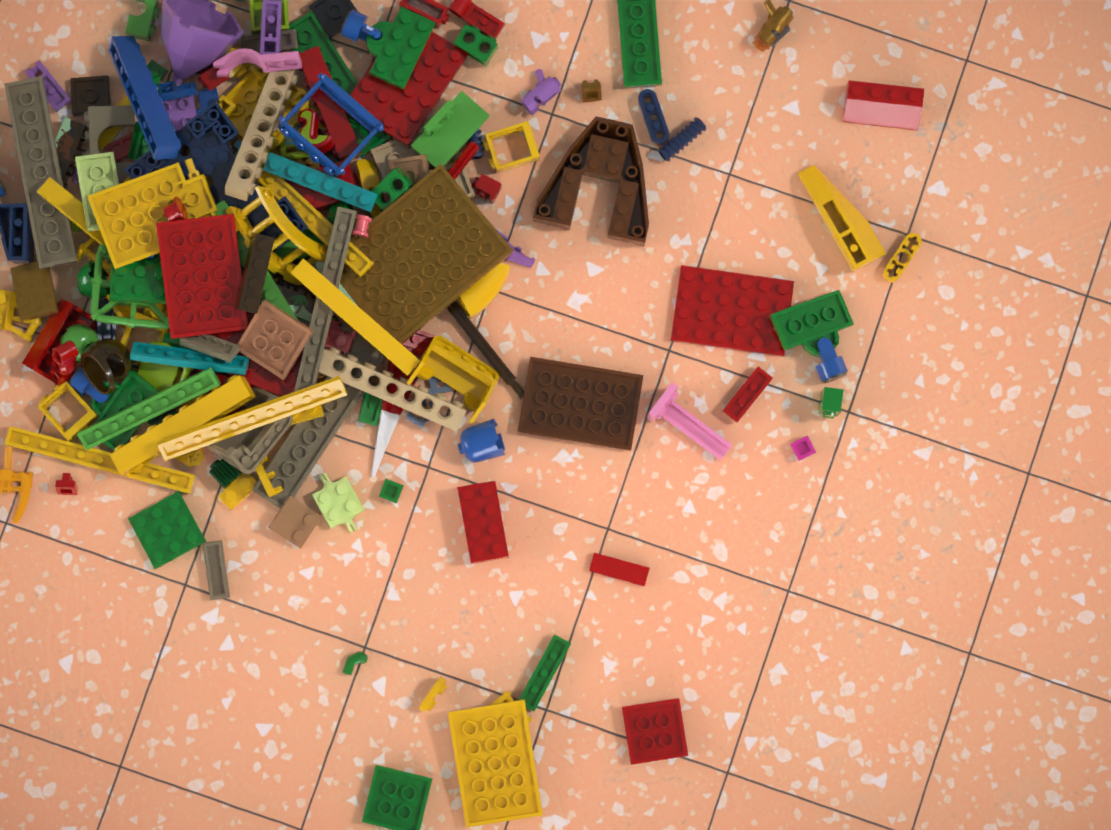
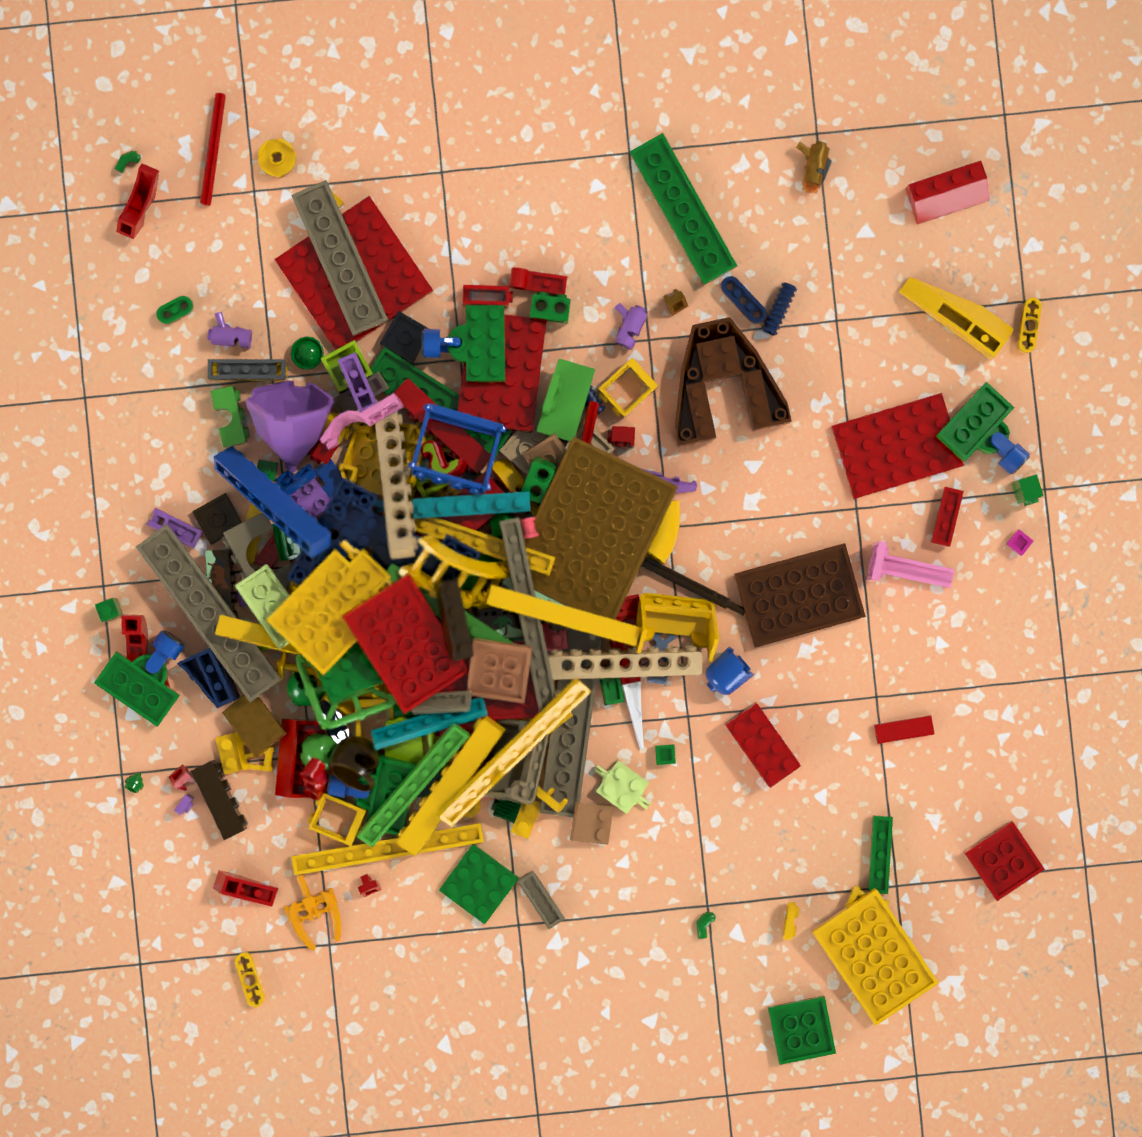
camera: 25 degrees left, 5 degrees up
(175, 210) = (354, 596): red piece -> none

